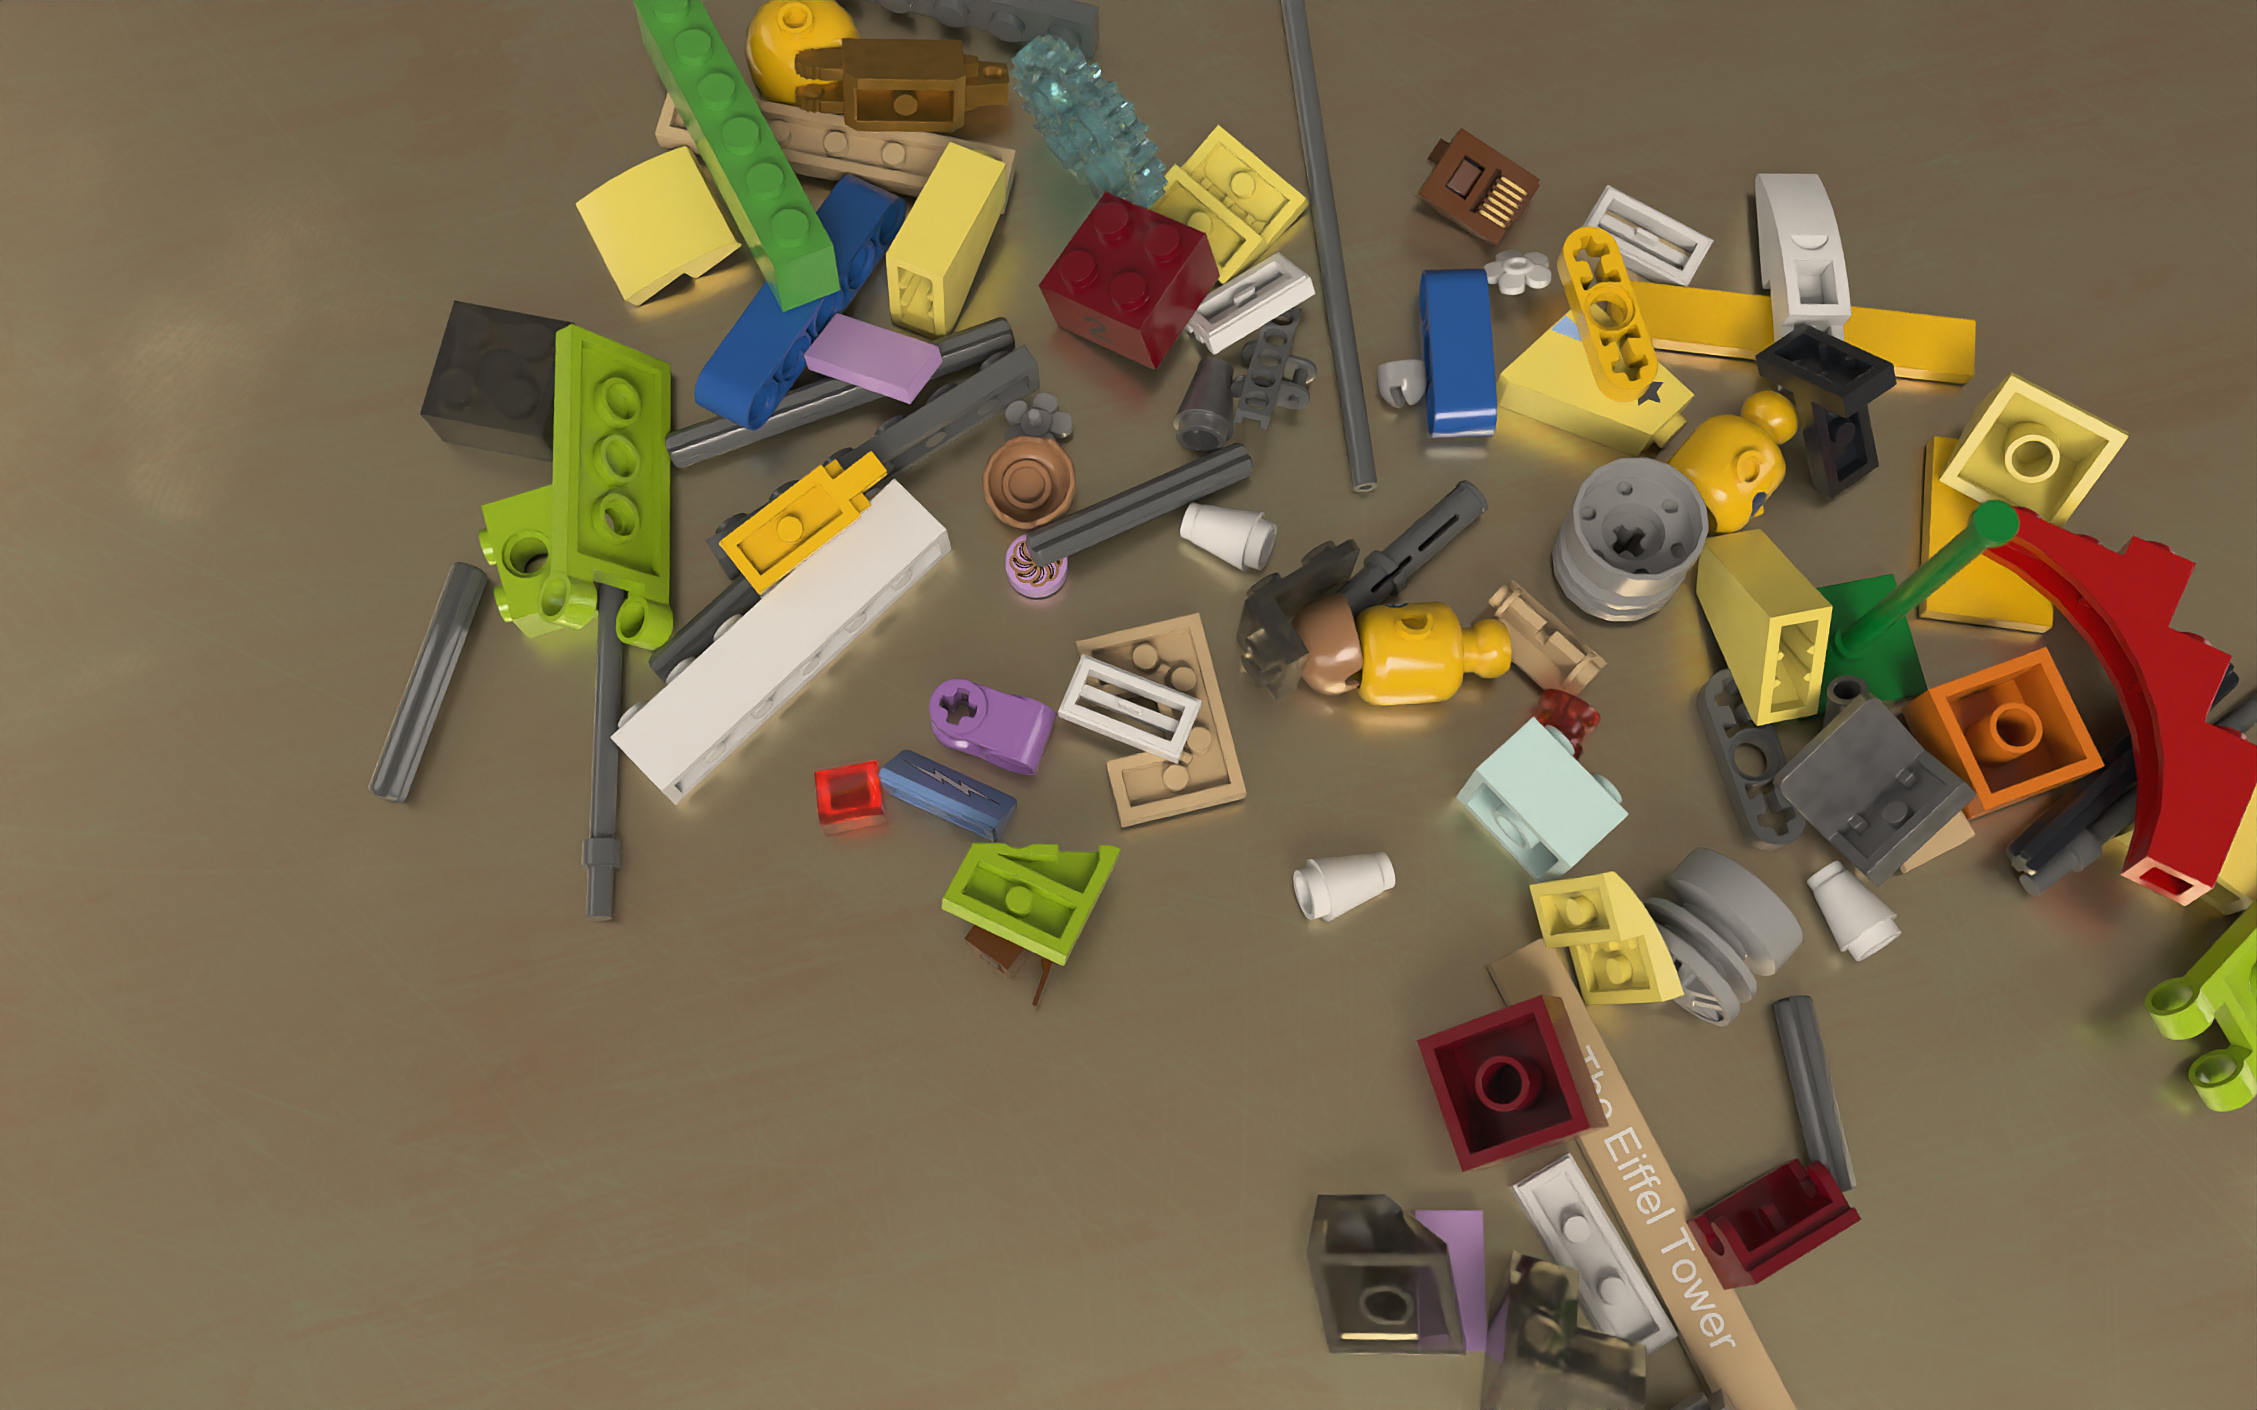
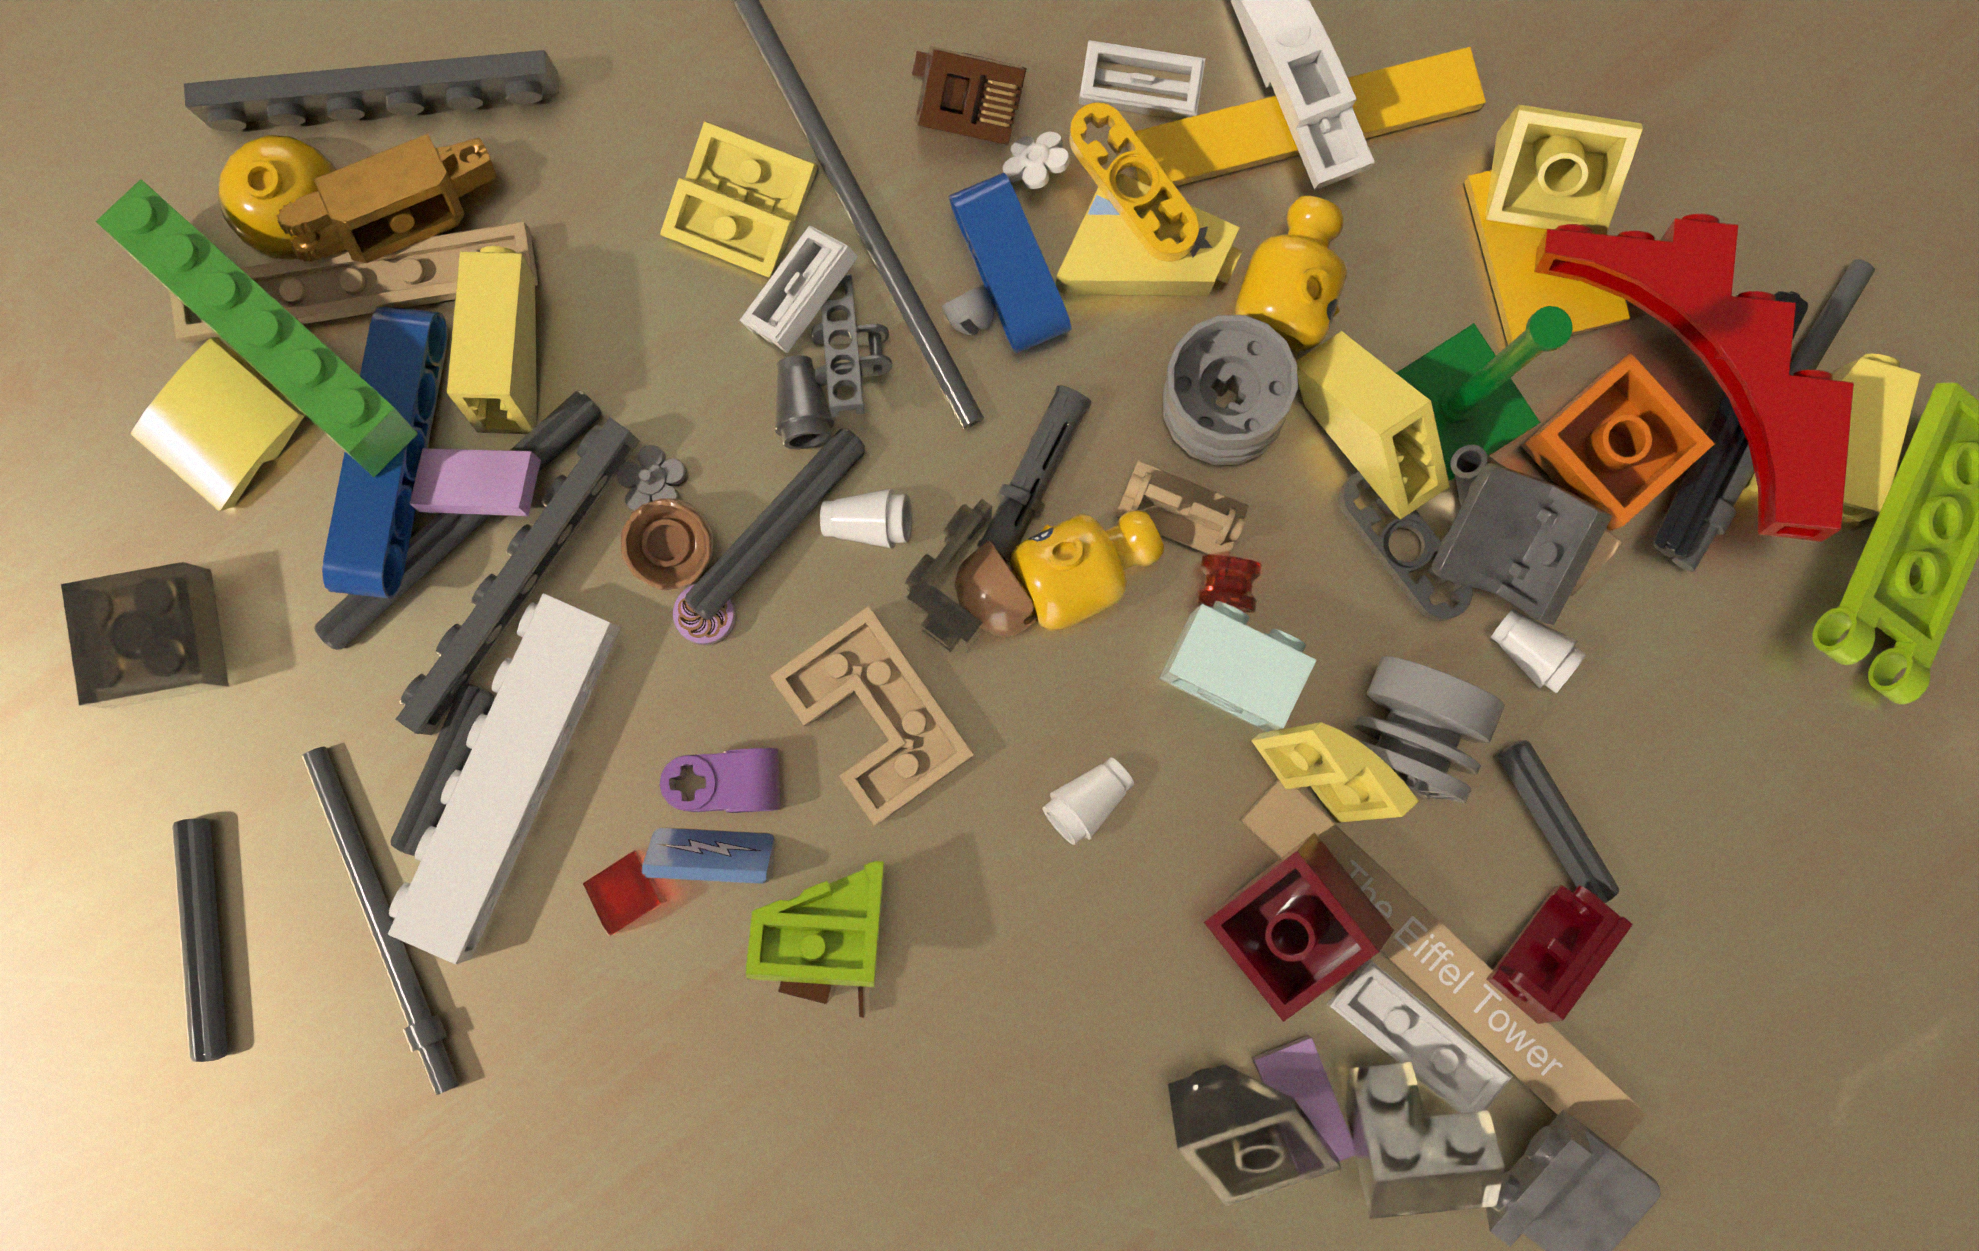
camera: 20 degrees left, 10 degrees up
(515, 533) = (284, 802): lime brick -> none
(611, 461) = (278, 677): lime hinge -> none
(802, 520) = (476, 671): yellow hinge -> none
(1088, 122) = (584, 183): clear light blue gear -> none
(1123, 732) = (894, 722): white tile -> none
(1130, 279) = (682, 313): dark red brick -> none
(1831, 396) = (1365, 185): black bracket -> none

